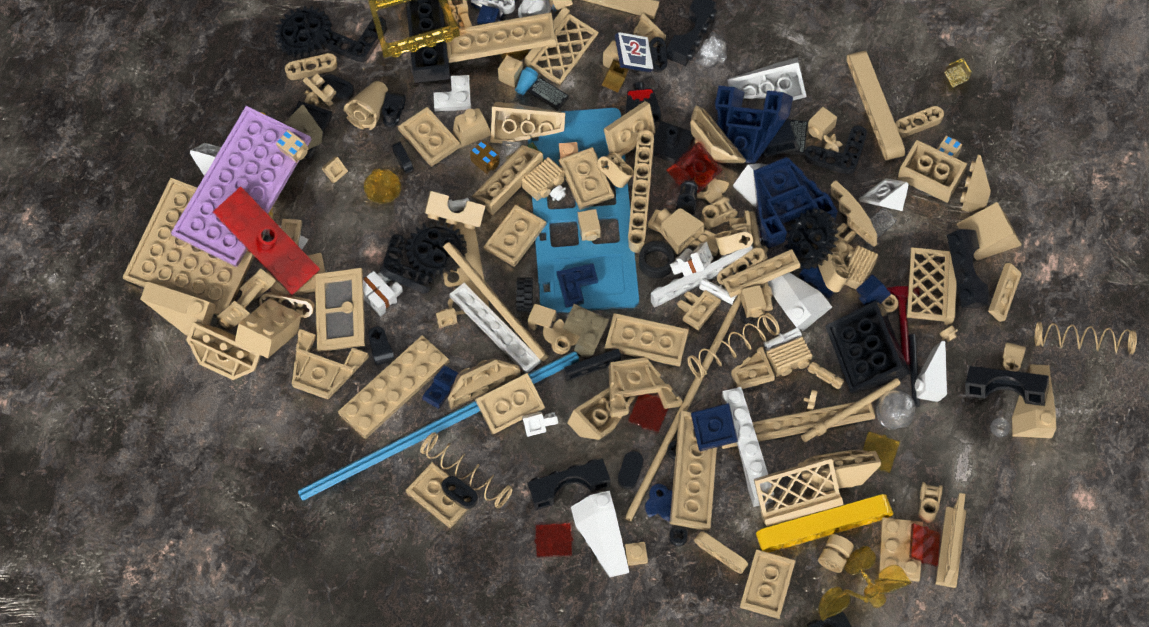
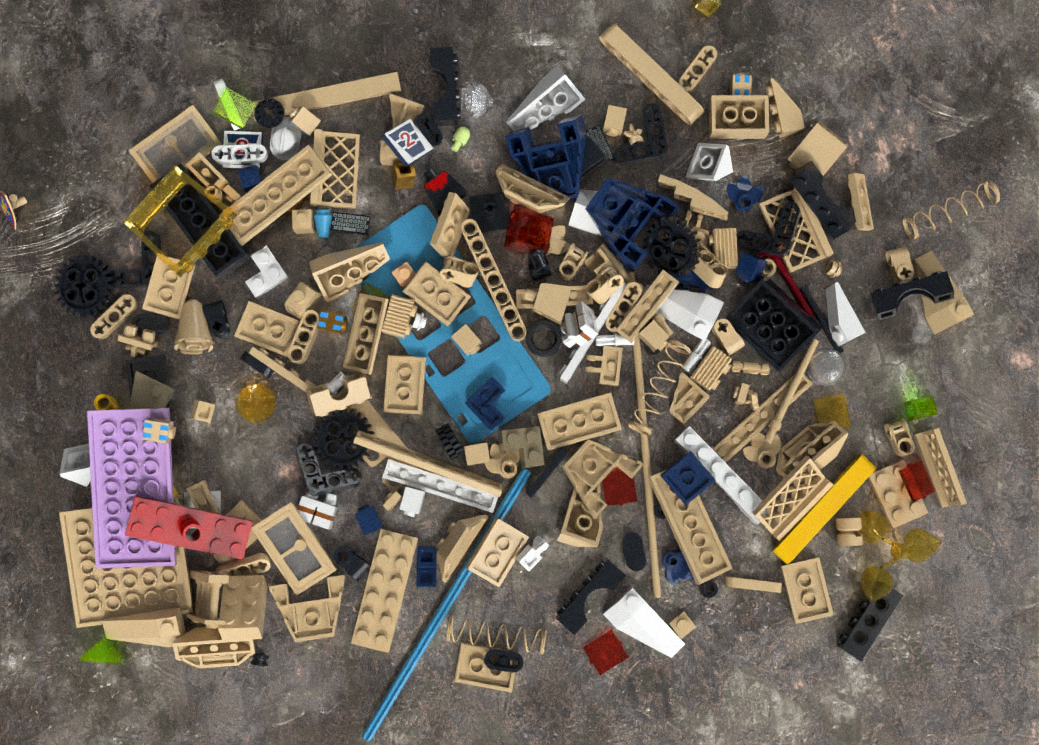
camera: 30 degrees left, 20 degrees up
(129, 307) = (104, 652): none -> clear neon green slope
(253, 382) = (259, 659): none -> black bush
(367, 65) = (166, 290): none -> tan plate
(416, 322) = (368, 519): none -> dark blue brick
(424, 179) = (278, 366): none -> tan plate
(452, 164) = (296, 343): none -> tan beam
(463, 326) = (412, 501): none -> white brick
(681, 75) = (460, 138): none -> yellowish green cylinder
(797, 446) = (760, 448): none -> tan plate
(804, 390) = (740, 393): none -> tan plate
(819, 339) = (729, 339): none -> tan piece
(904, 234) = (744, 191): none -> dark blue plate
(911, 280) = (773, 241): none -> black beam
(965, 484) = (920, 408): none -> clear neon green slope

